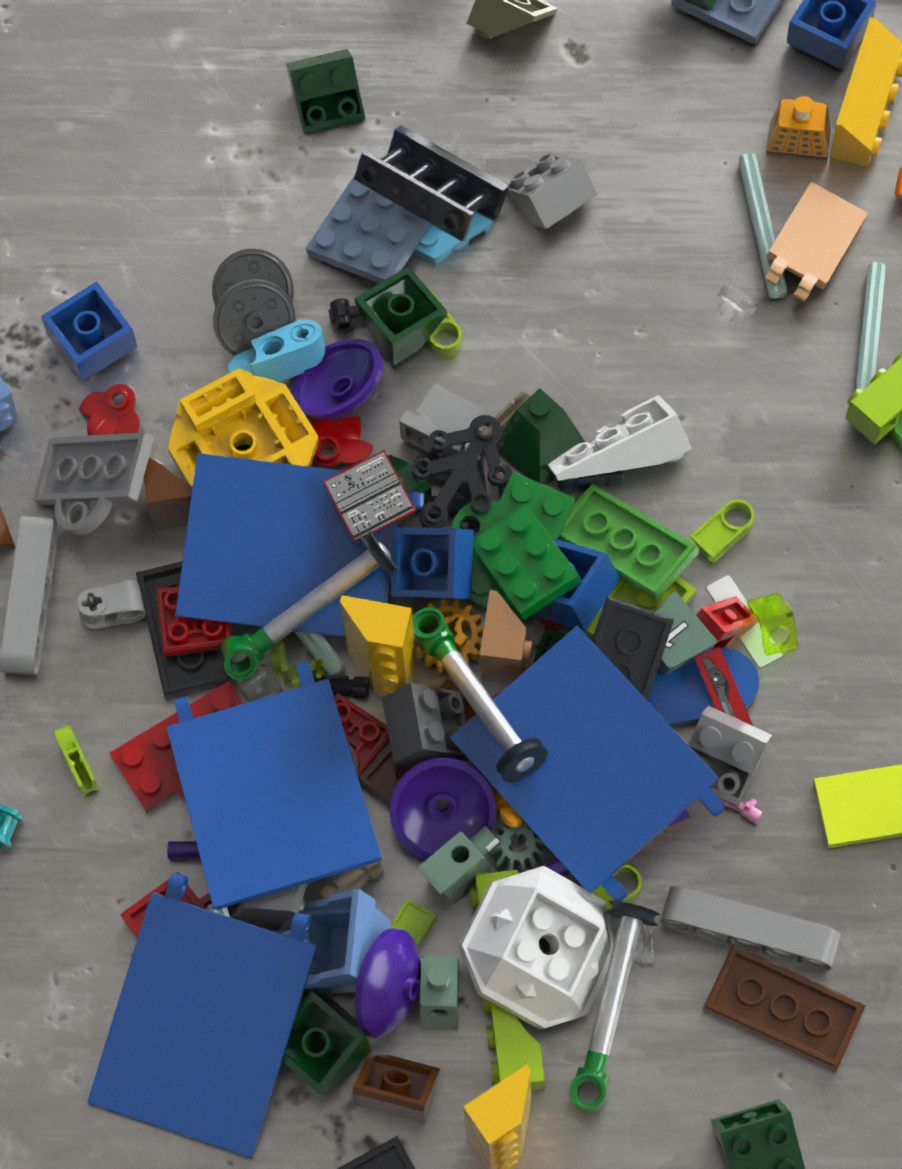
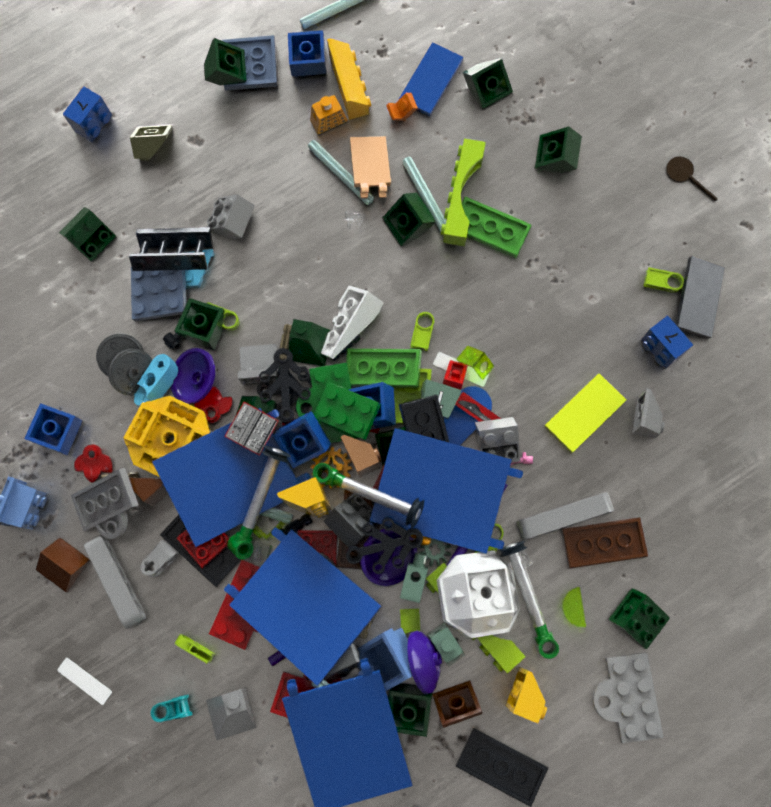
camera: 30 degrees left, 10 degrees up
(64, 882) = (231, 713): none -> light grey slope
(452, 783) = (386, 545): none -> black plant
(669, 1068) = (573, 607): none -> clear neon green tile
(818, 352) = (408, 218): none -> dark green slope

